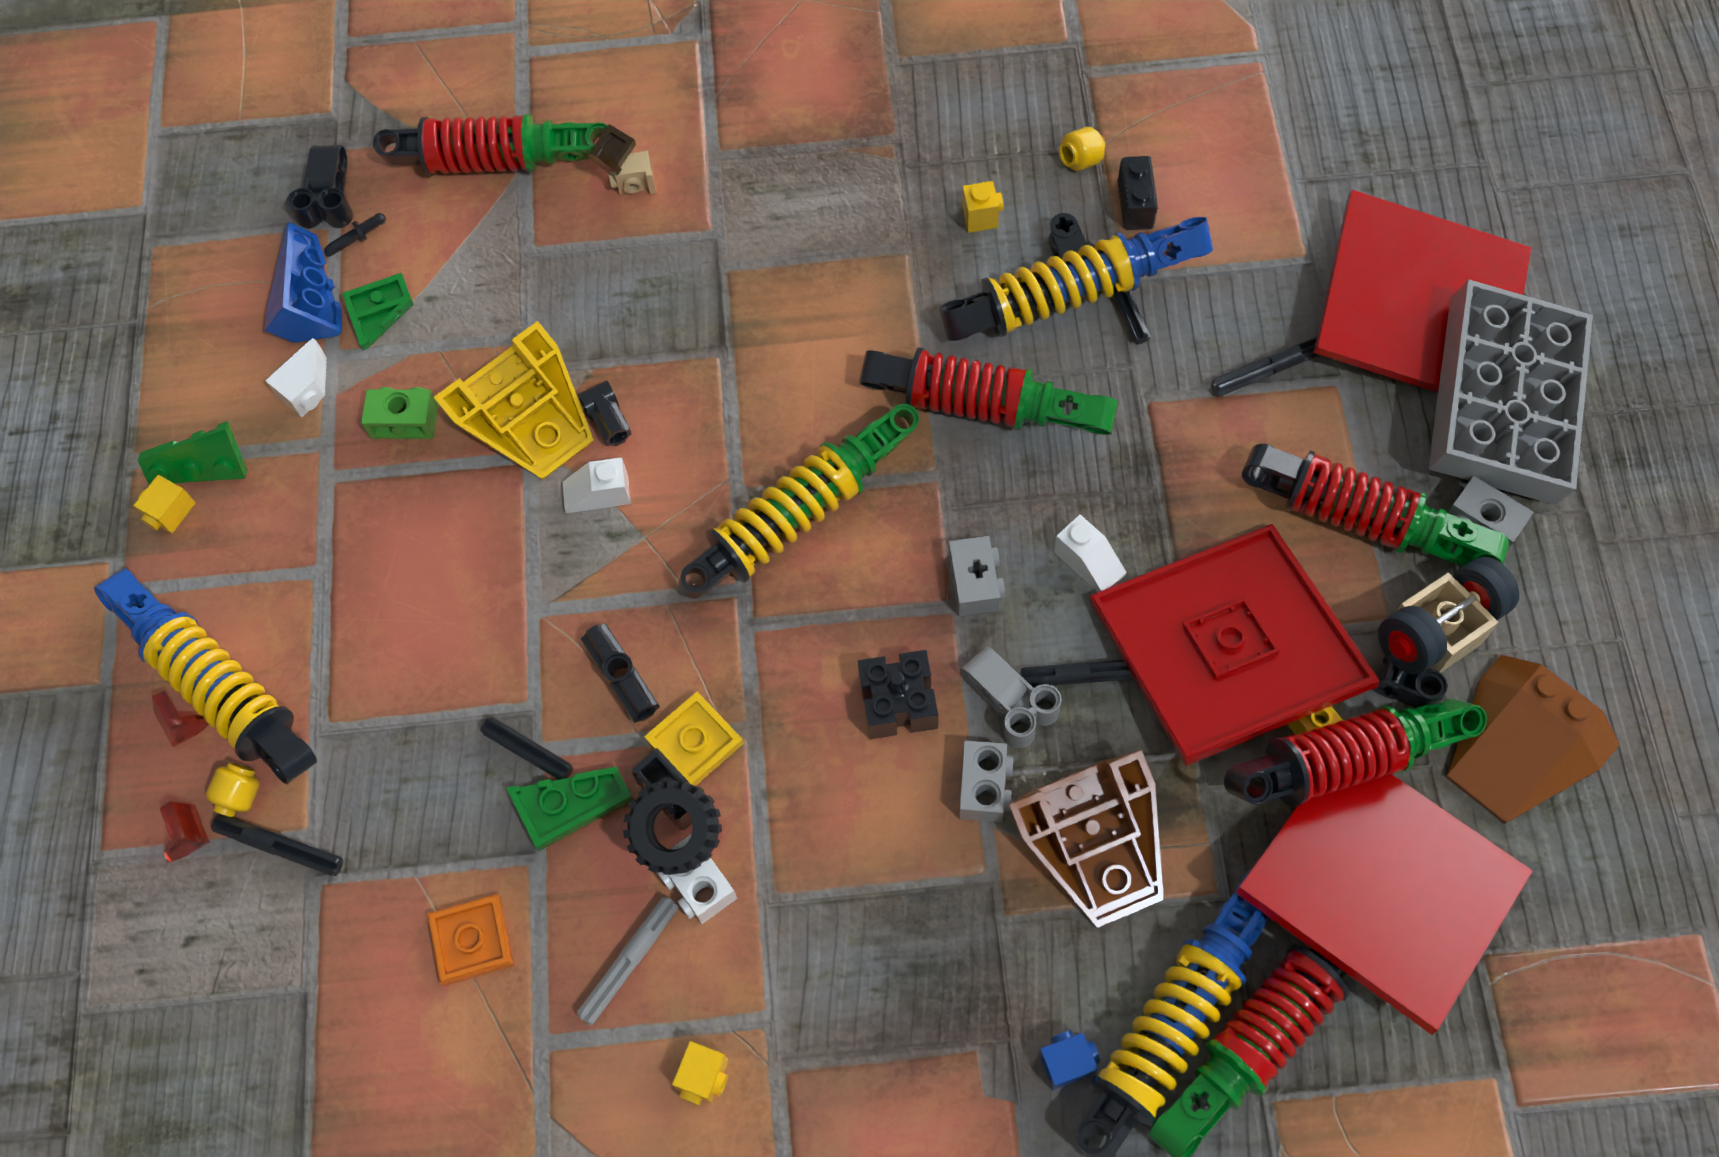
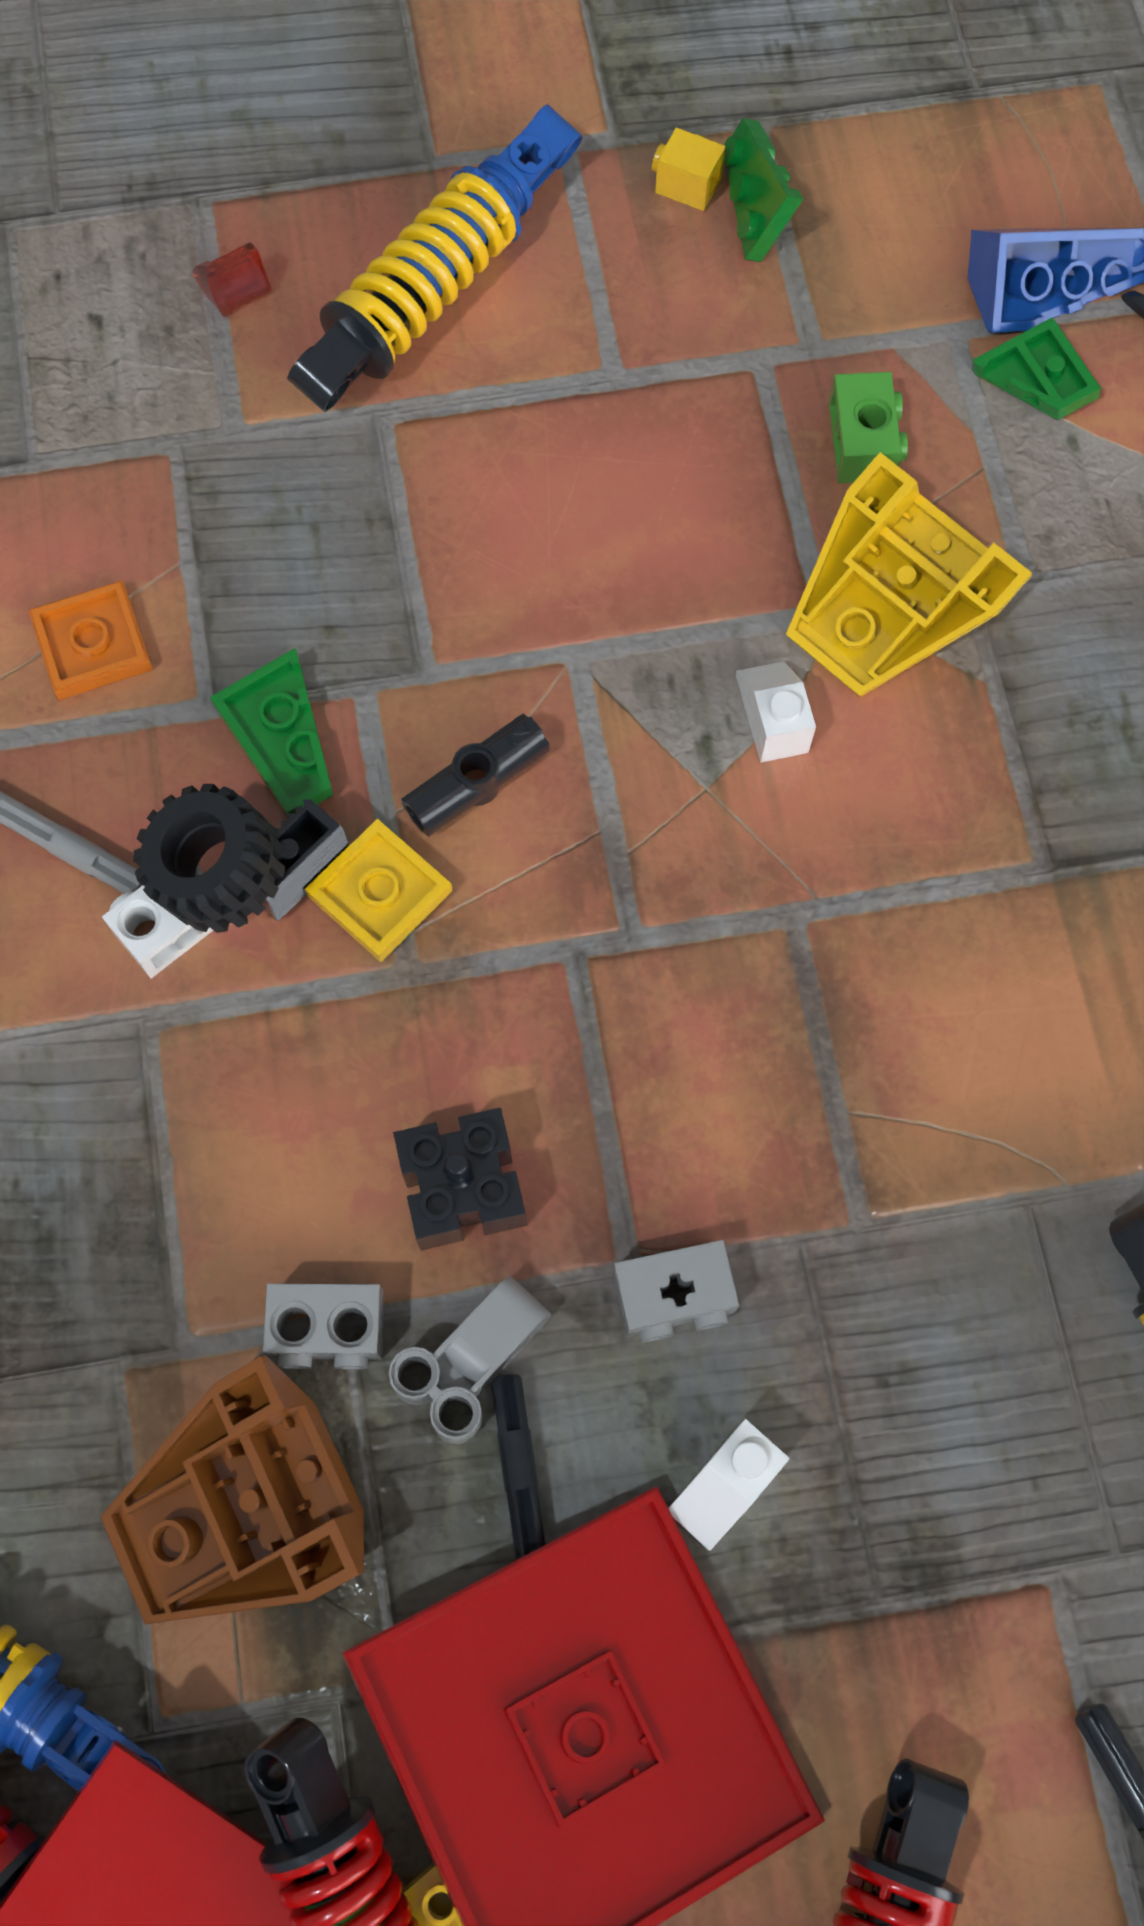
camera: 80 degrees right, 5 degrees up
(175, 727) = (375, 235): clear red tile -> none
(232, 789) = (286, 323): yellow head -> none
(277, 844) = (216, 391): black axle -> none
(301, 379) = (906, 295): white slope -> none
(526, 748) = (359, 670): black axle -> none
(604, 409) = (913, 696): black piece -> none
(796, 501) = (771, 996): piece -> none
(984, 393) = (1011, 1288): piece -> none

